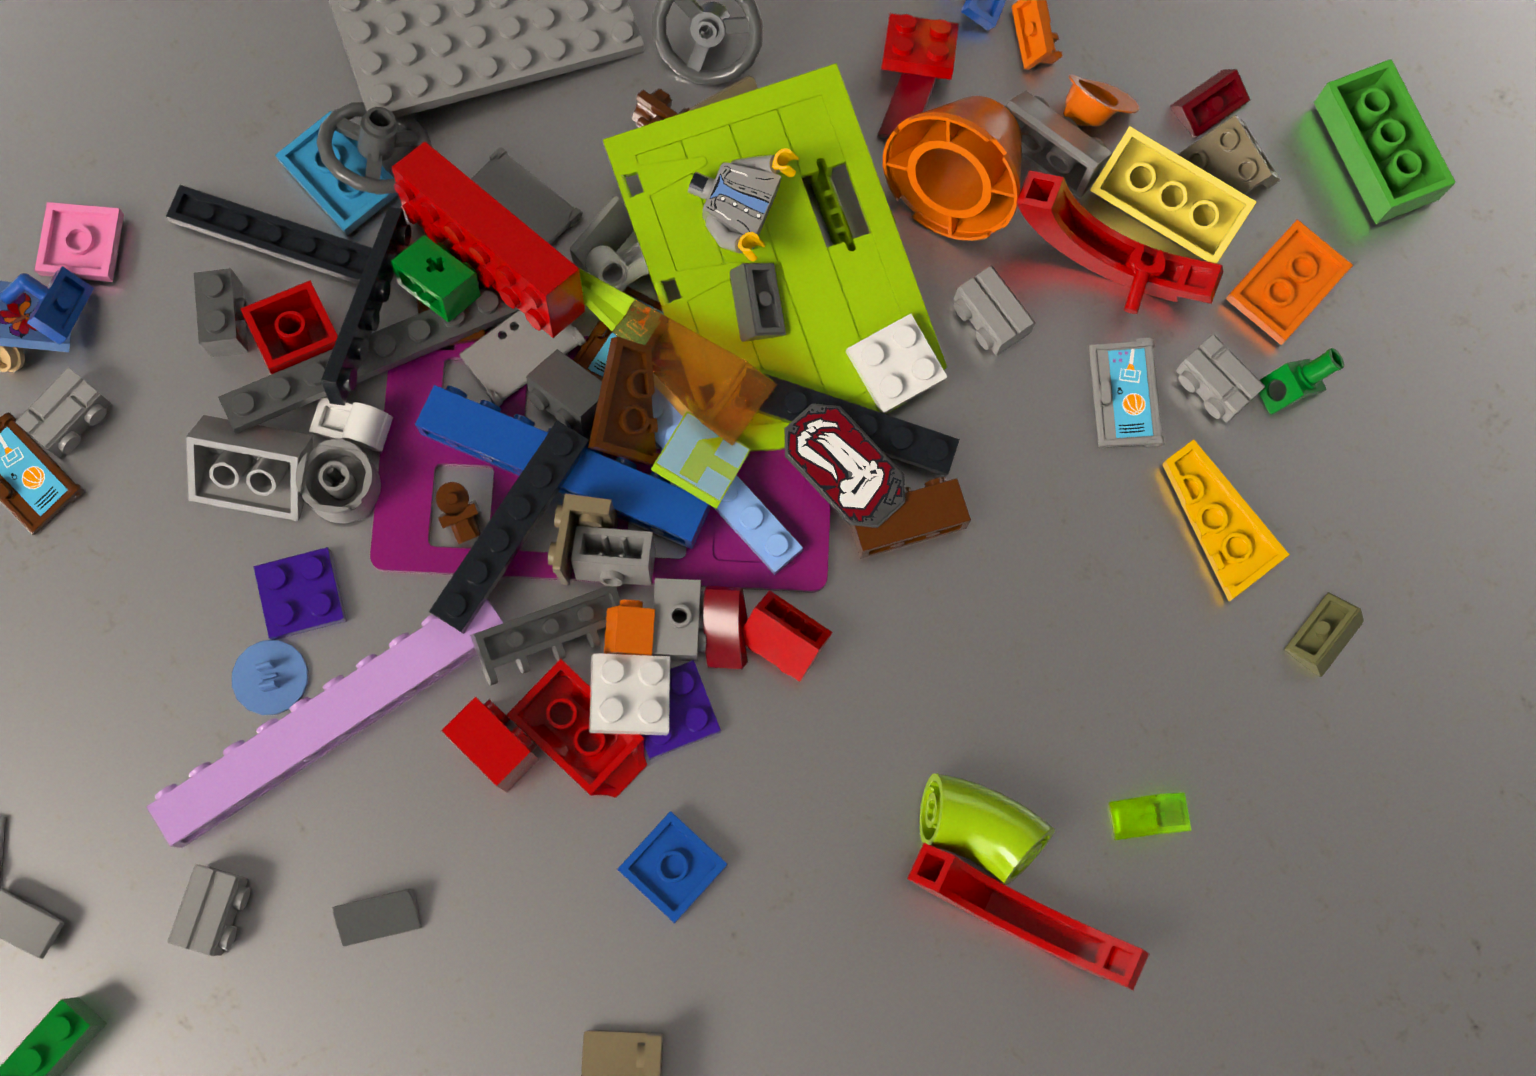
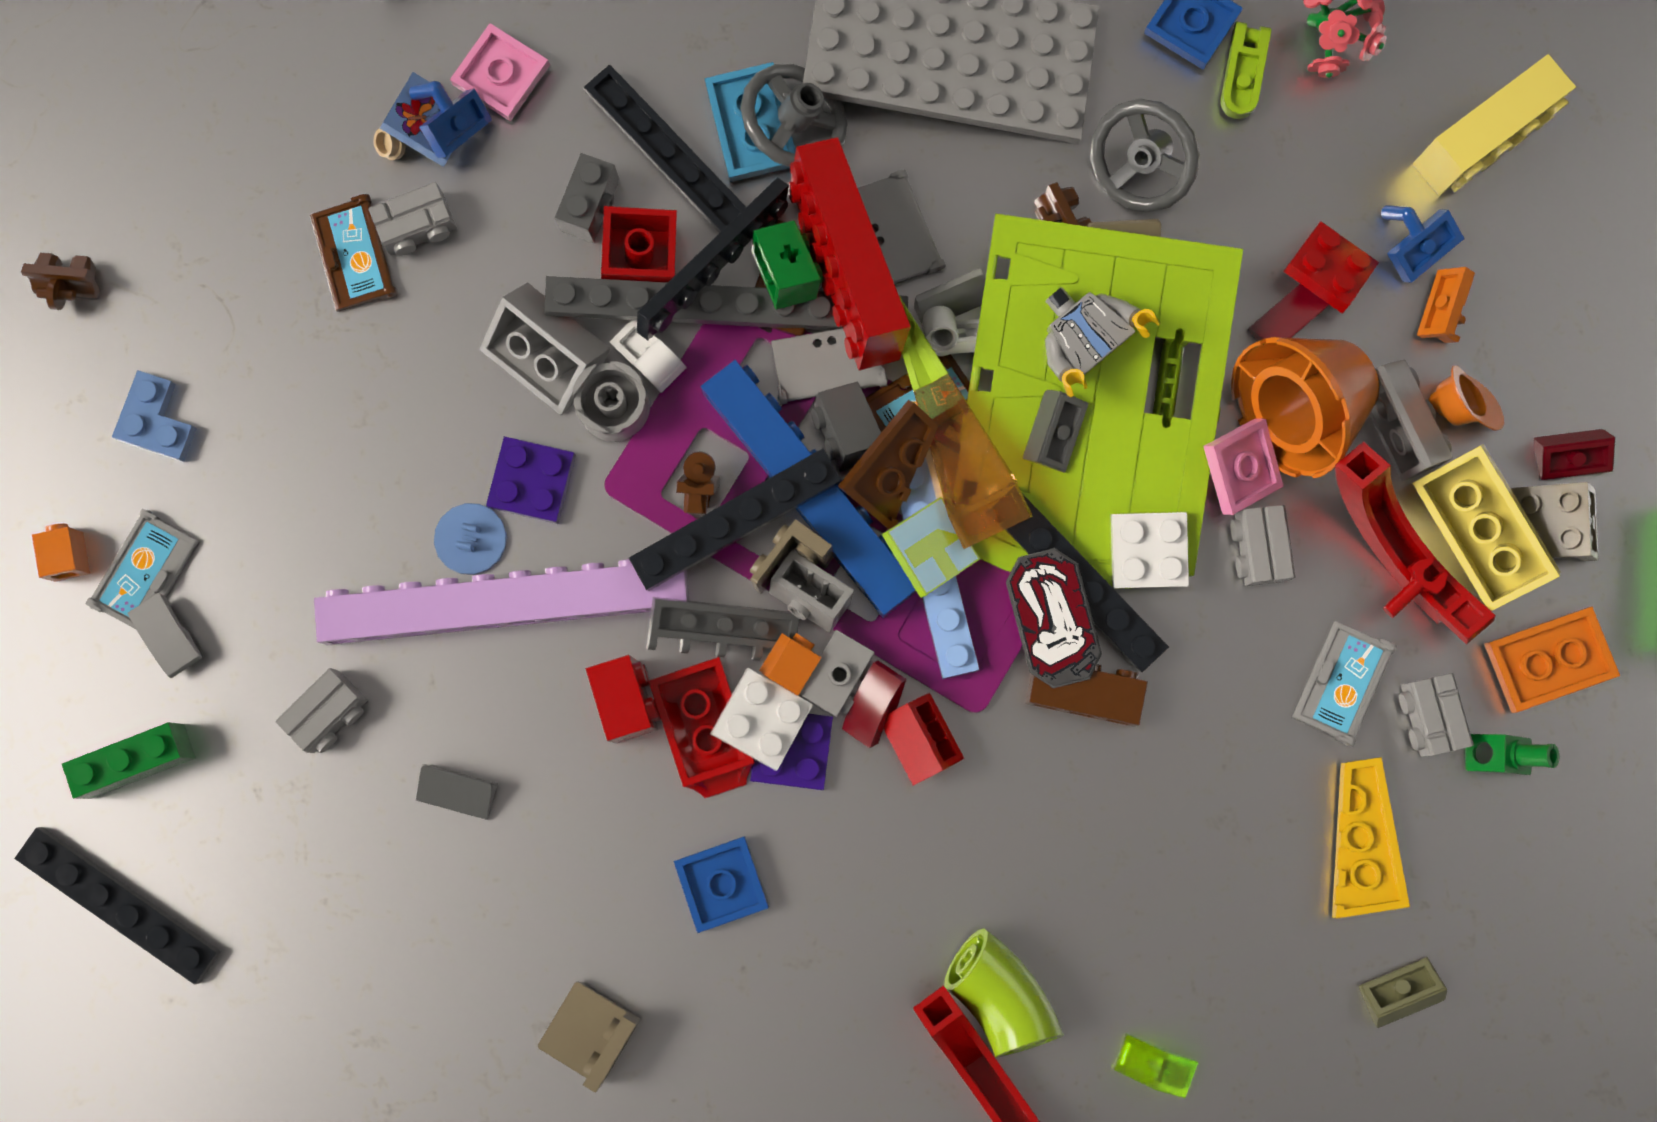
camera: 35 degrees right, 5 degrees up
(938, 250) = (1243, 466): none -> bright pink plate

